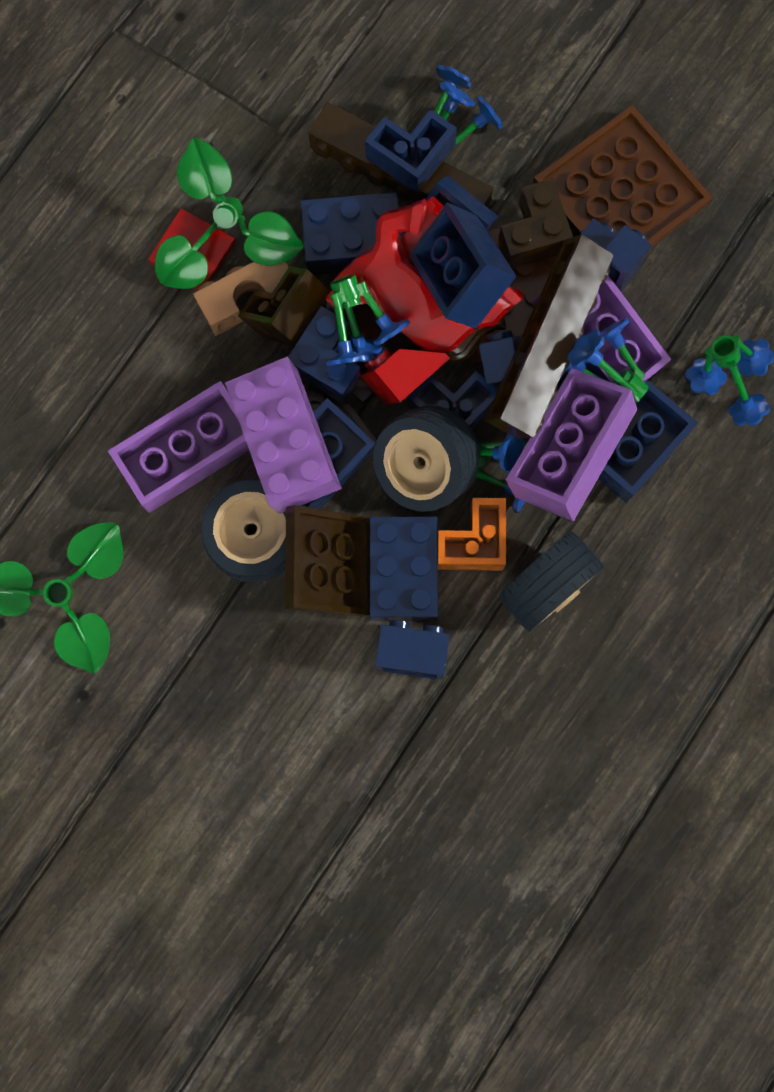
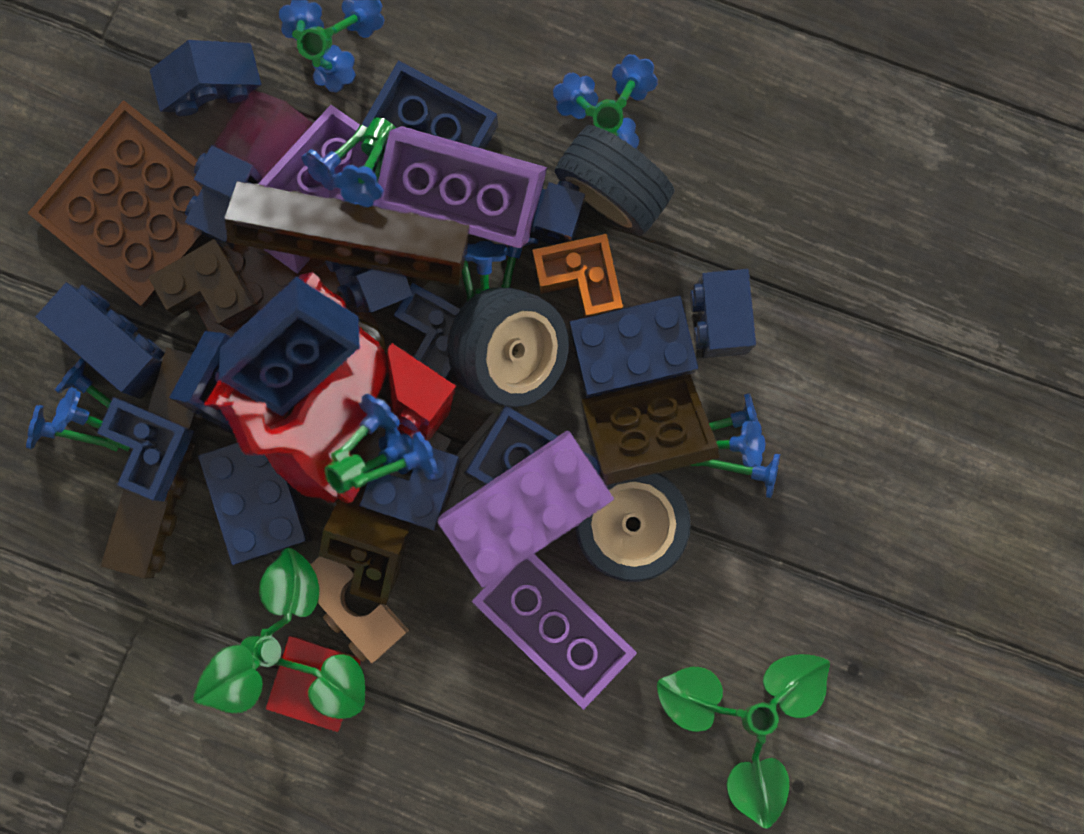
camera: 105 degrees left, 5 degrees up
(294, 642) = (750, 444): none -> blue plant
(511, 138) = (103, 339): none -> dark blue brick
(534, 530) = (558, 213): none -> dark blue brick
(606, 590) = (578, 97): none -> blue plant
(660, 301) = (262, 131): none -> clear pink slope
(722, 266) = (202, 73): none -> dark blue brick

